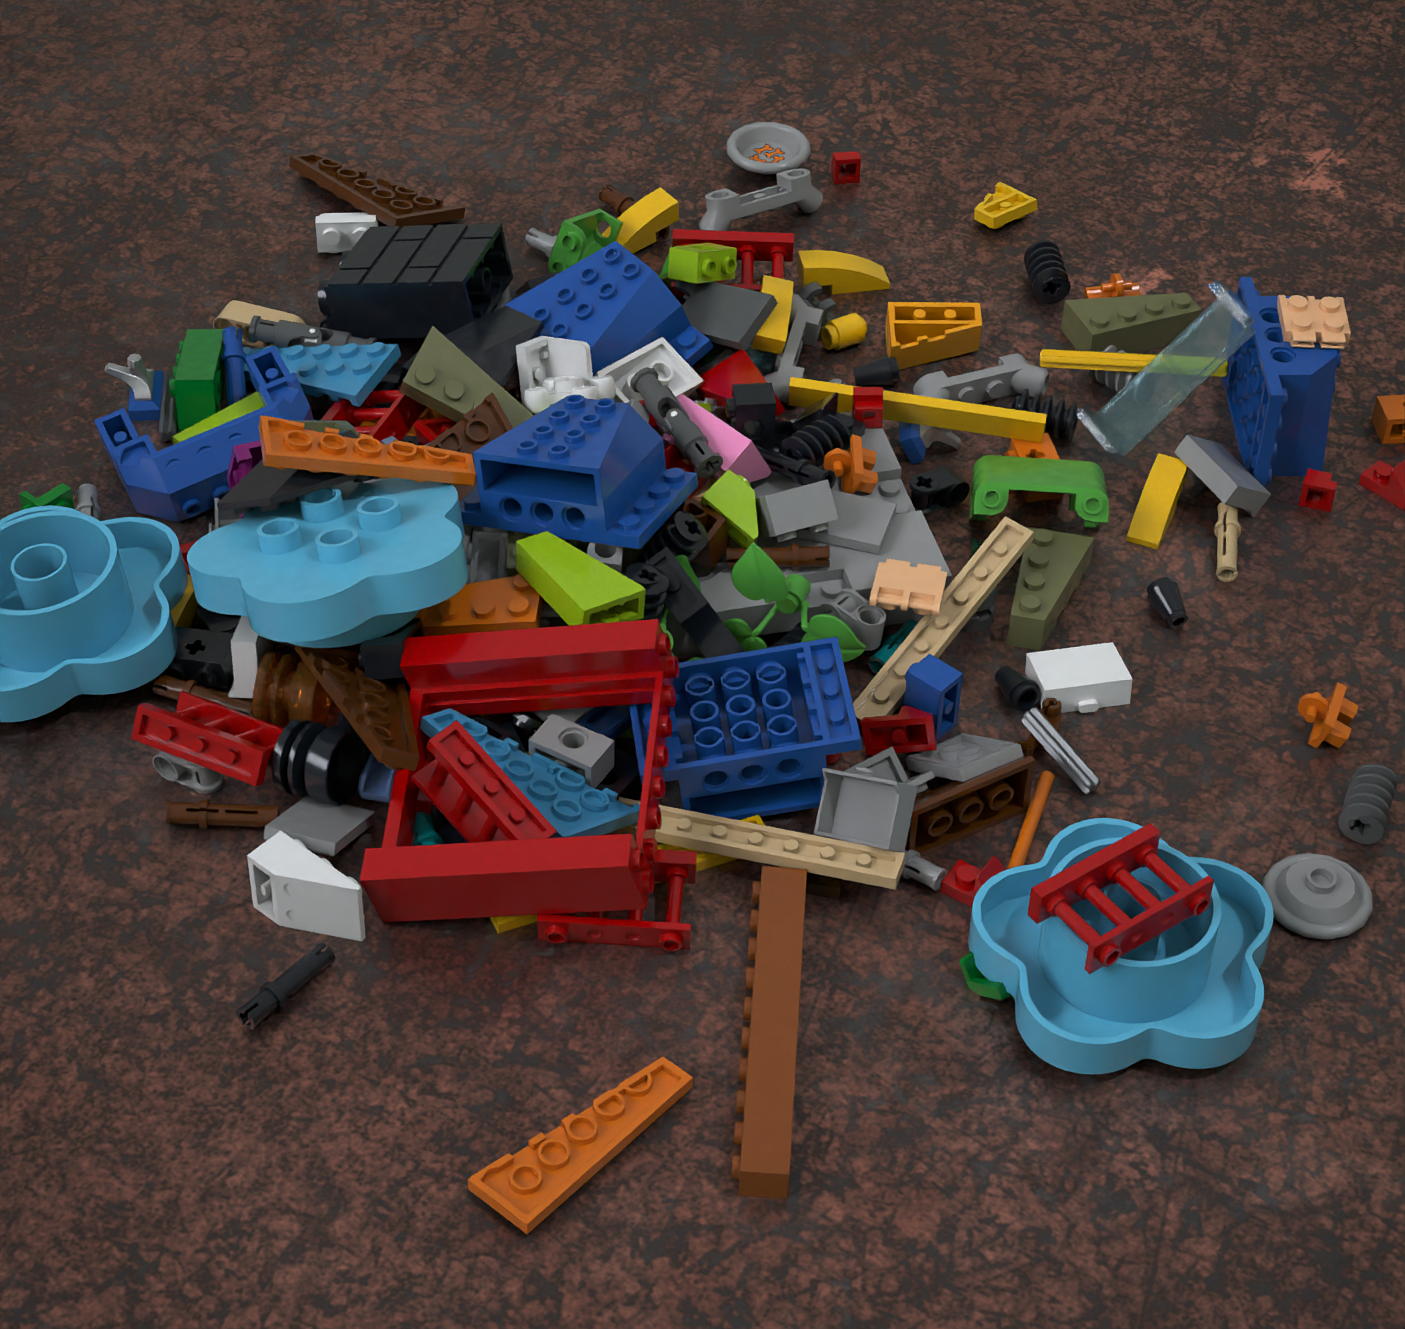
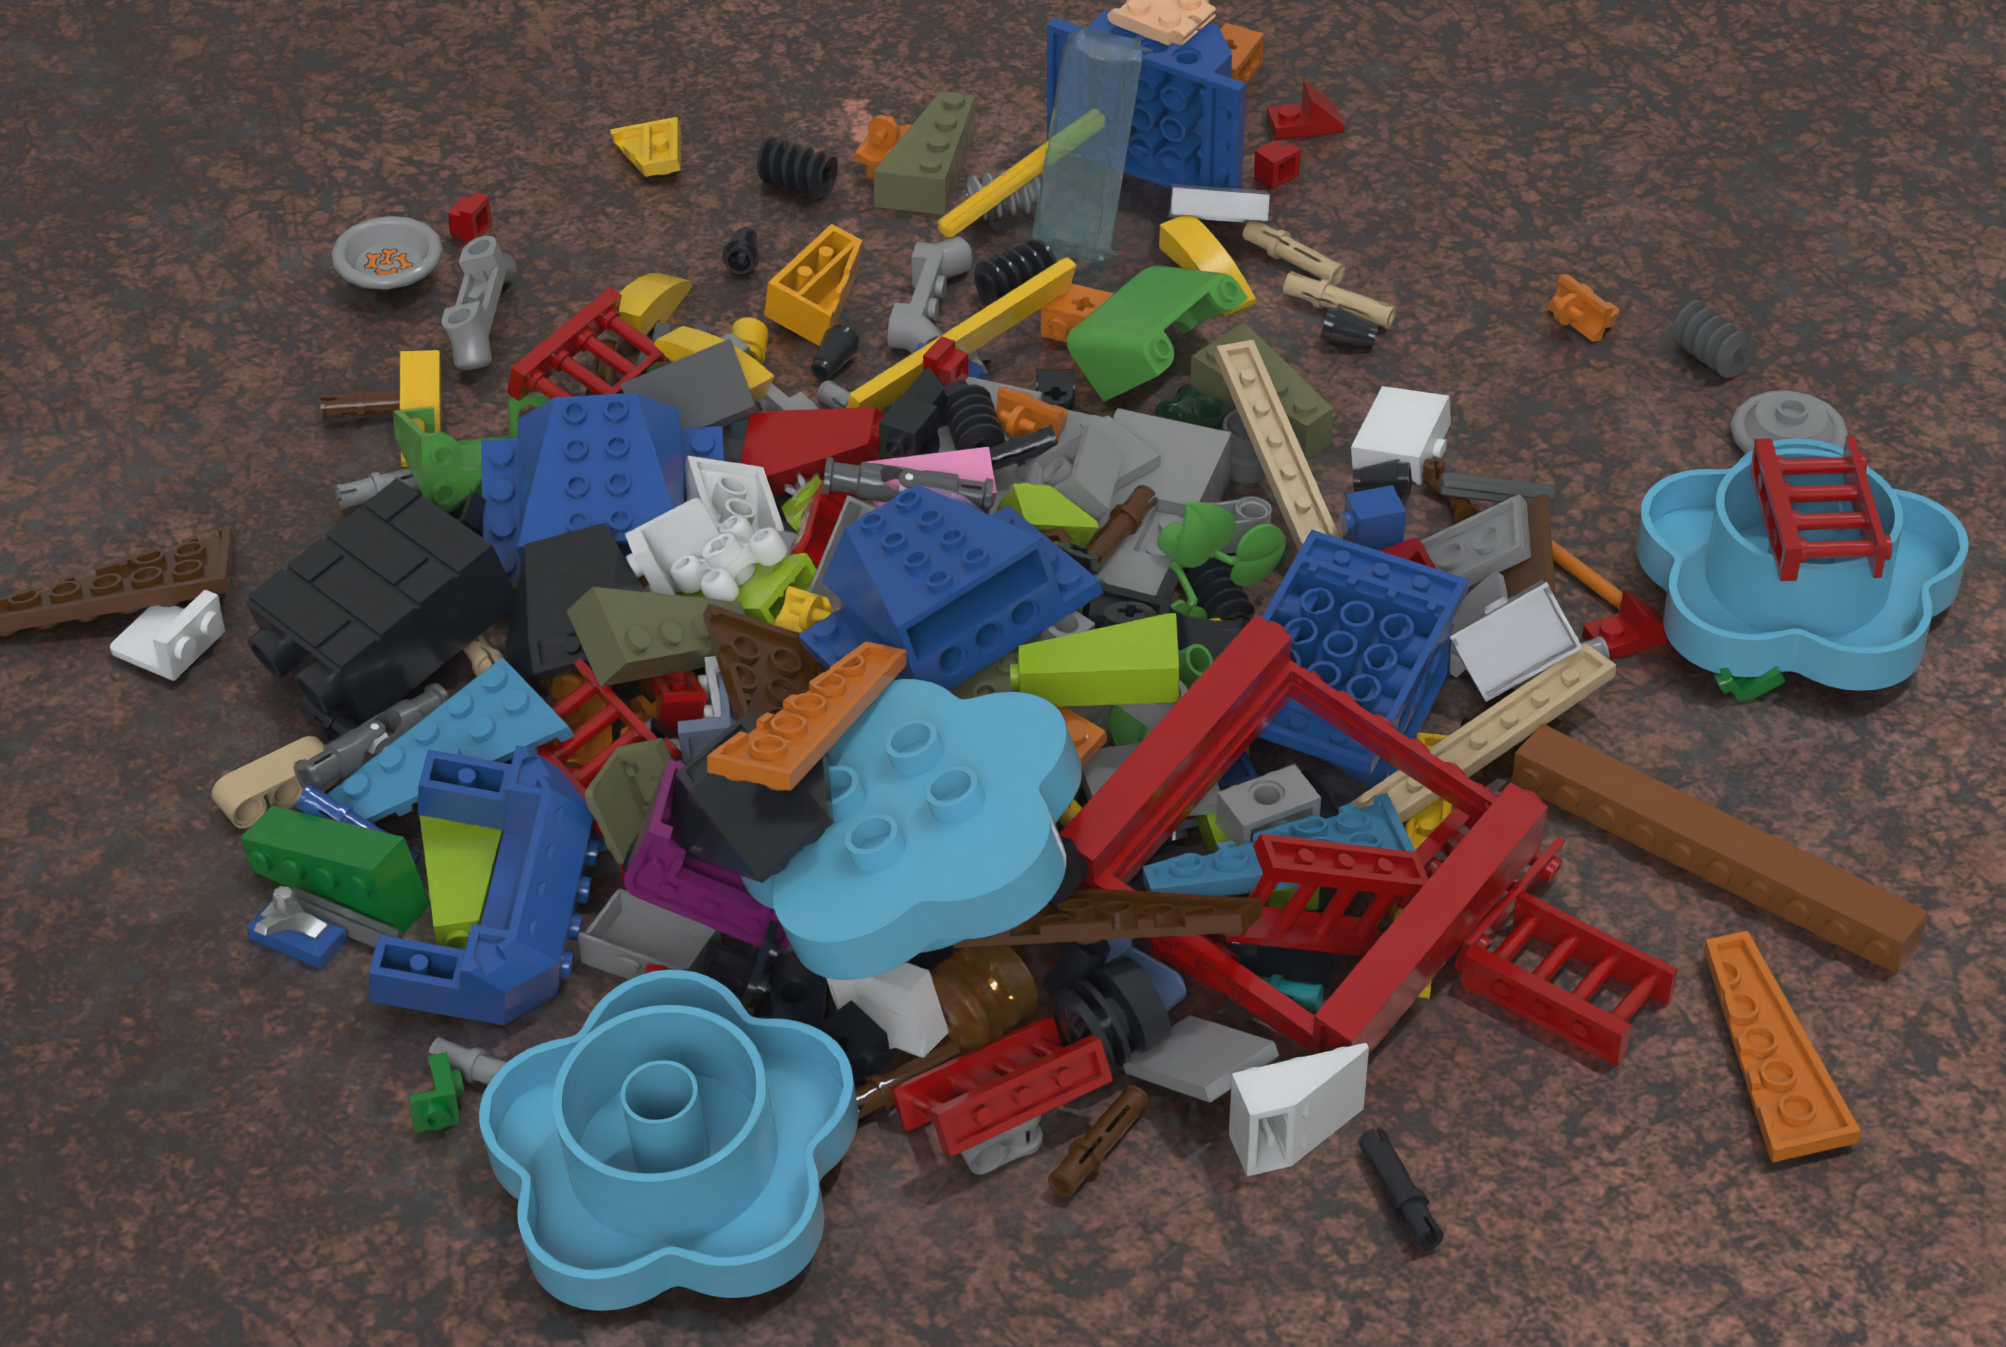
camera: 55 degrees left, 0 degrees up
(532, 977) = (1554, 1008): none -> red fence
(702, 263) = (606, 366): lime brick -> none
(908, 587) = (1244, 461): light nougat plate -> none
(939, 288) = (741, 251): none -> black cone
(1195, 578) = (1326, 295): none -> tan pin

